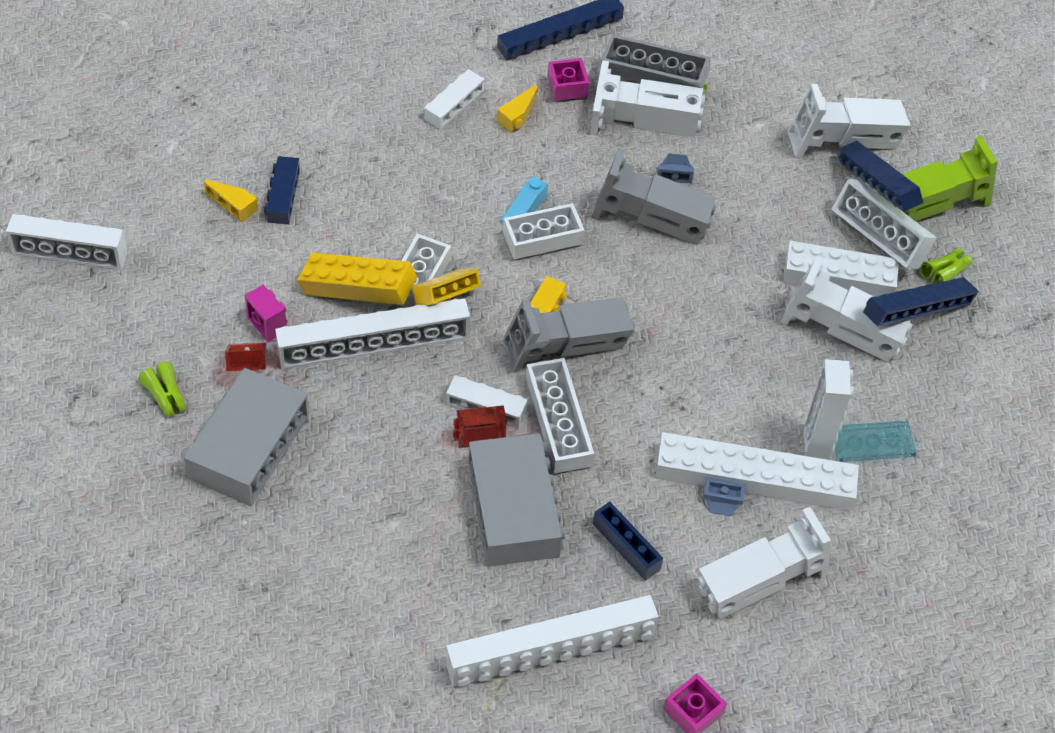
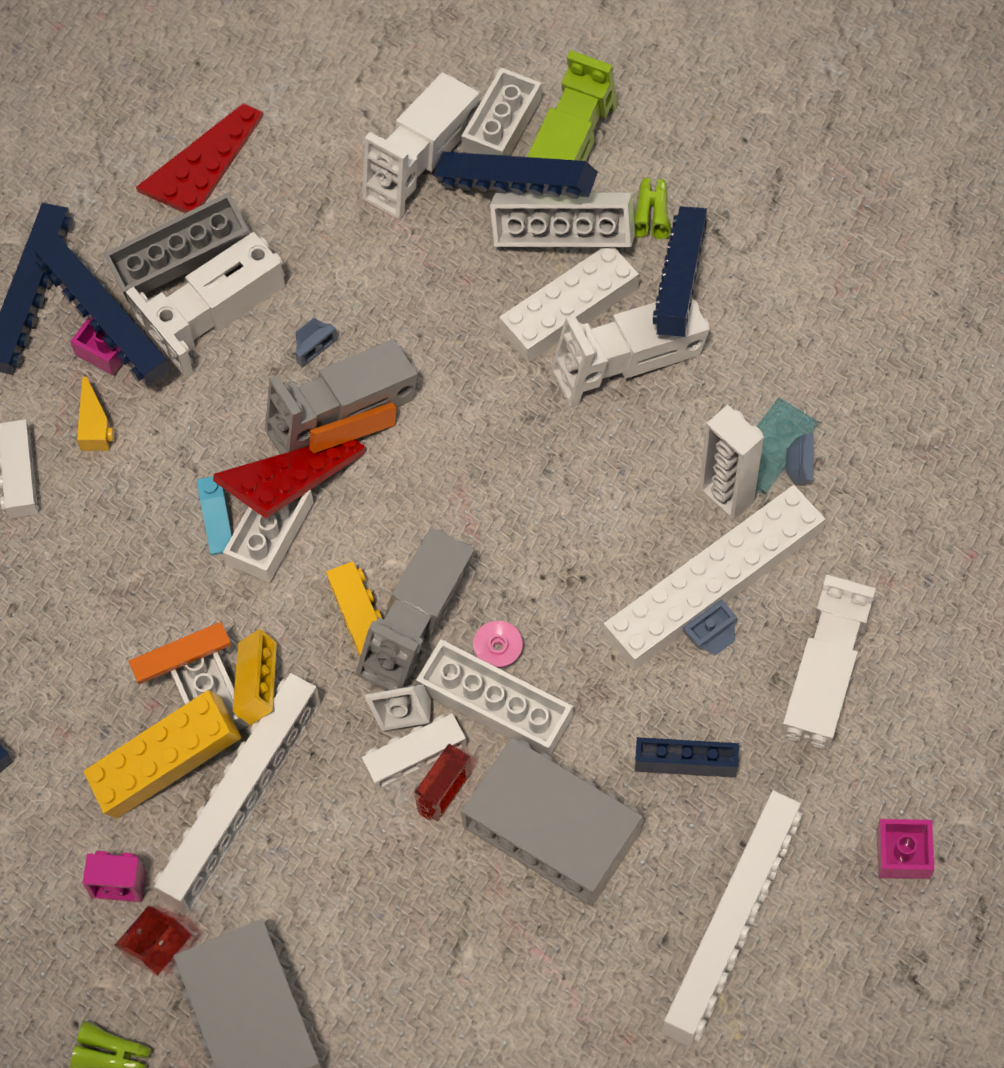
camera: 40 degrees left, 10 degrees up
(423, 241) = (179, 653): none -> orange tile
(504, 369) = (400, 707): none -> white slope
(574, 210) = (281, 479): none -> red wing
(579, 61) = (102, 311): none -> dark blue brick
(594, 387) = (501, 634): none -> bright pink dish
(644, 223) = (352, 427): none -> orange tile
(725, 47) = (197, 170): none -> red wing
(880, 459) = (800, 460): none -> sand blue slope
(914, 149) = (502, 114): none -> white brick

